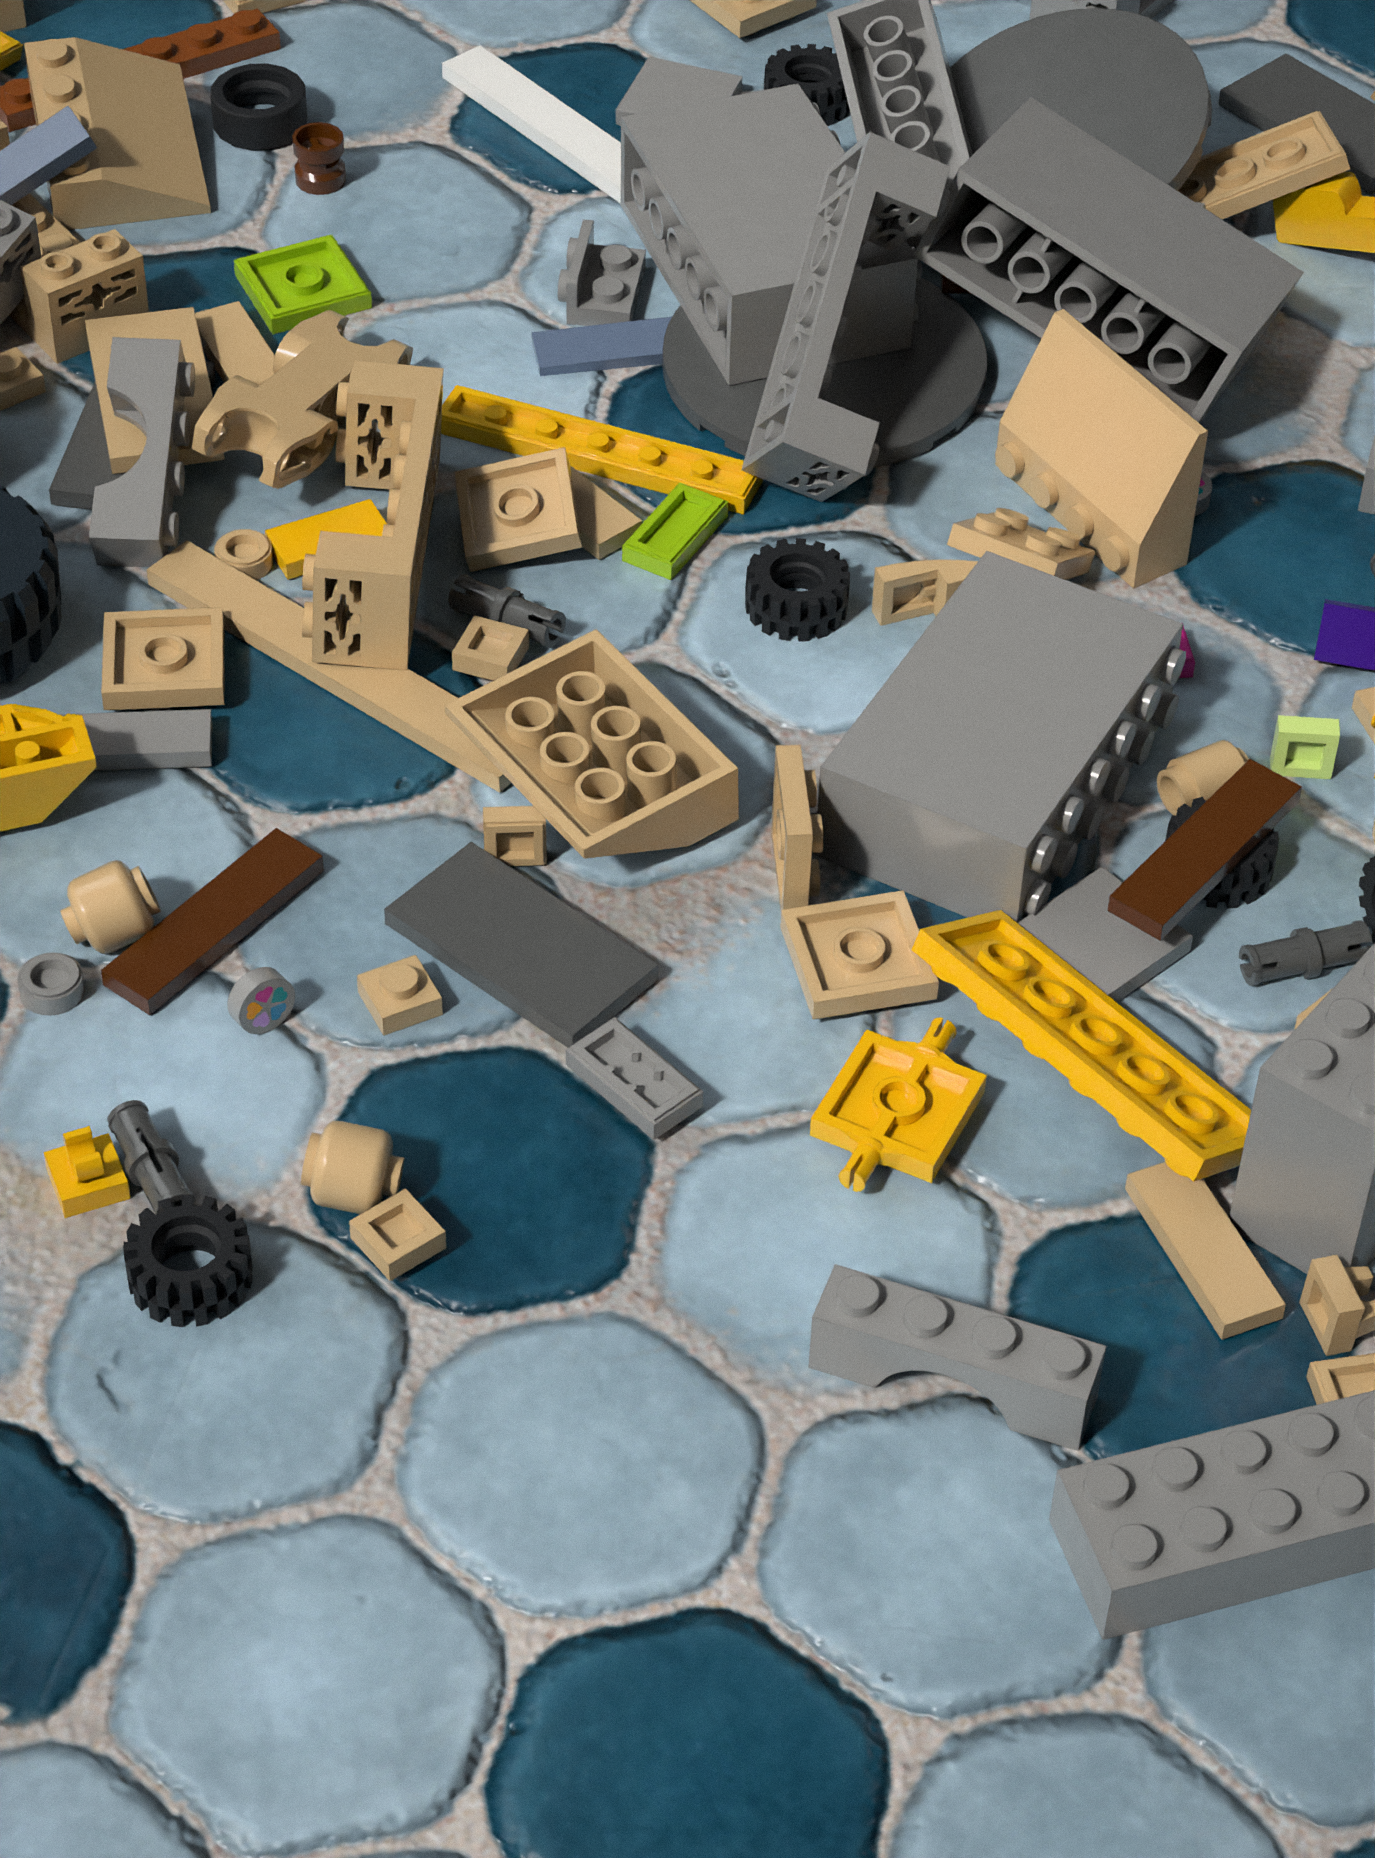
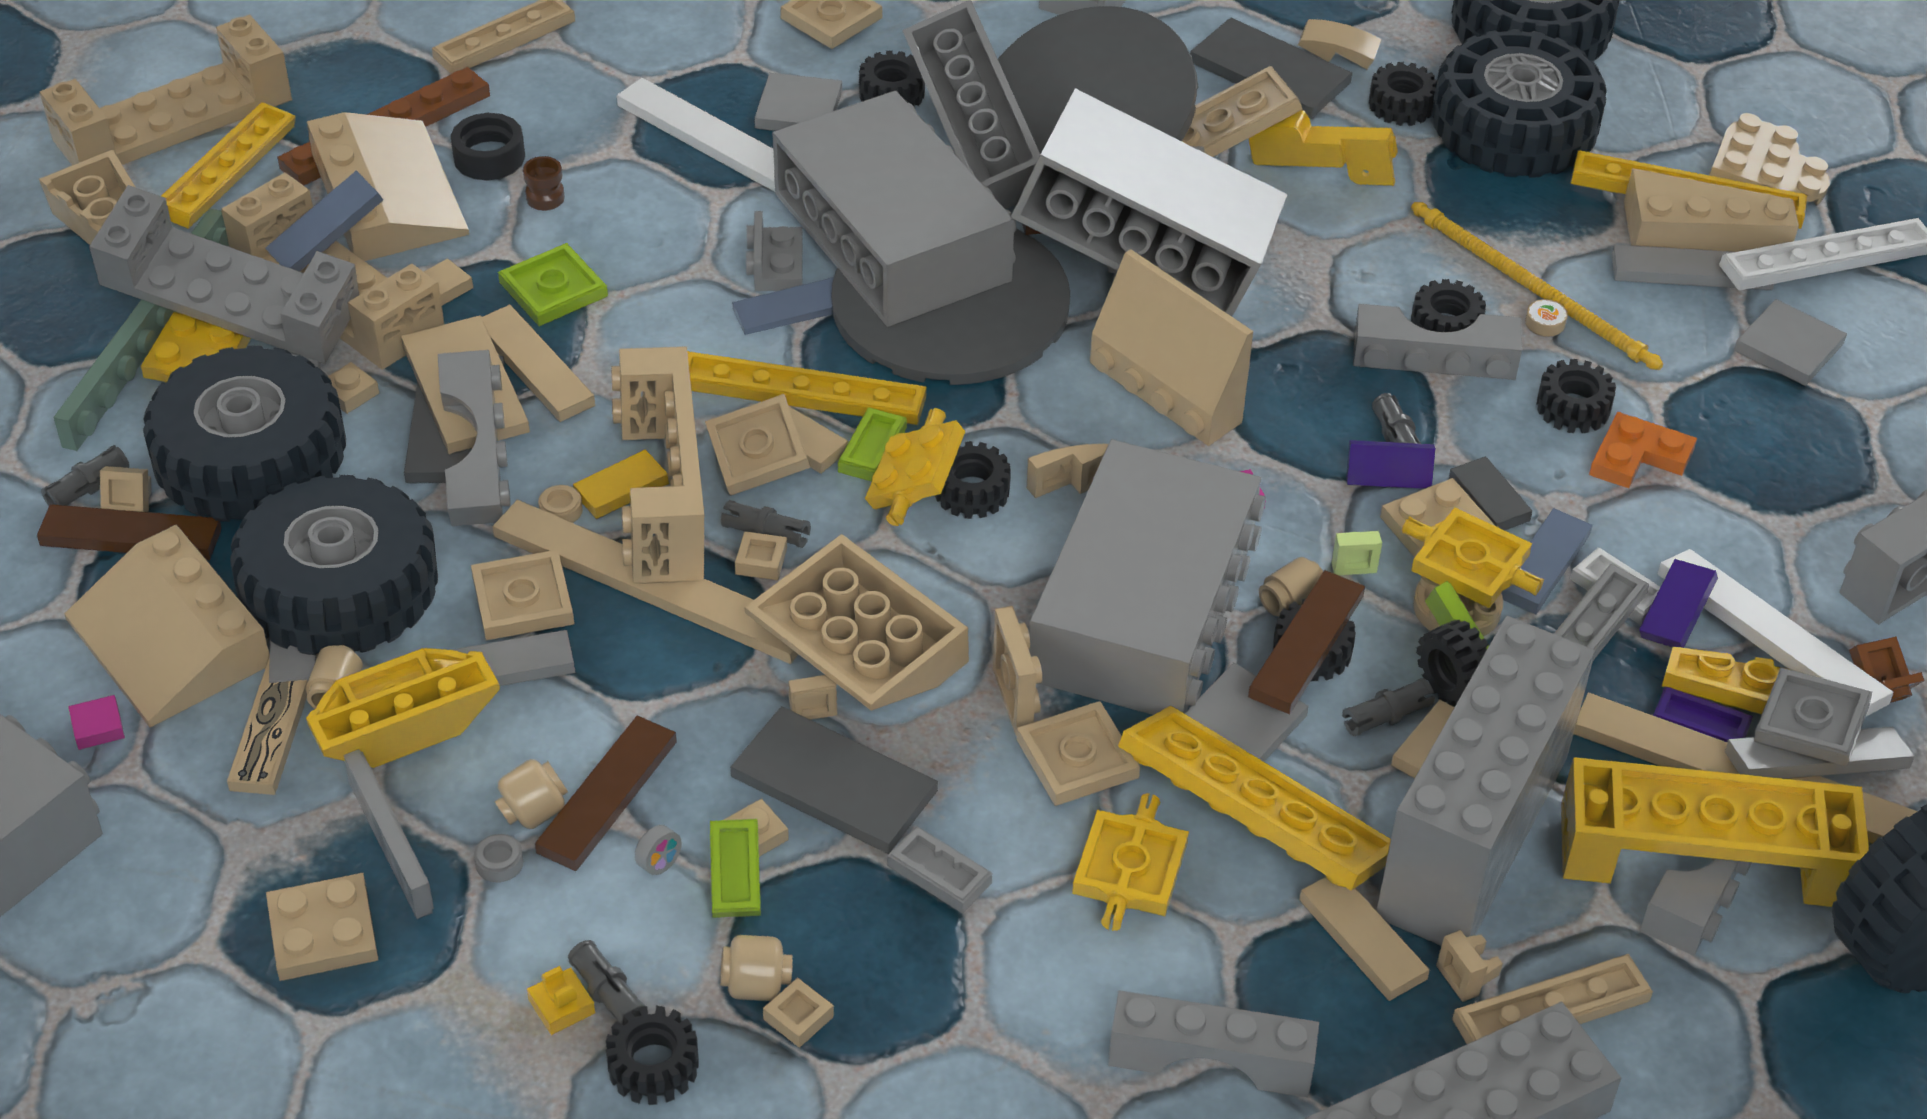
camera: 10 degrees left, 0 degrees up
(167, 265) = (451, 280): none -> tan tile
(294, 410) = (575, 390): tan piece -> none
(357, 1038) = (735, 868): none -> lime tile
(720, 560) = (915, 466): none -> yellow plate
(869, 195) = (970, 183): light grey plate -> none
(1010, 537) = (1114, 421): tan plate -> none

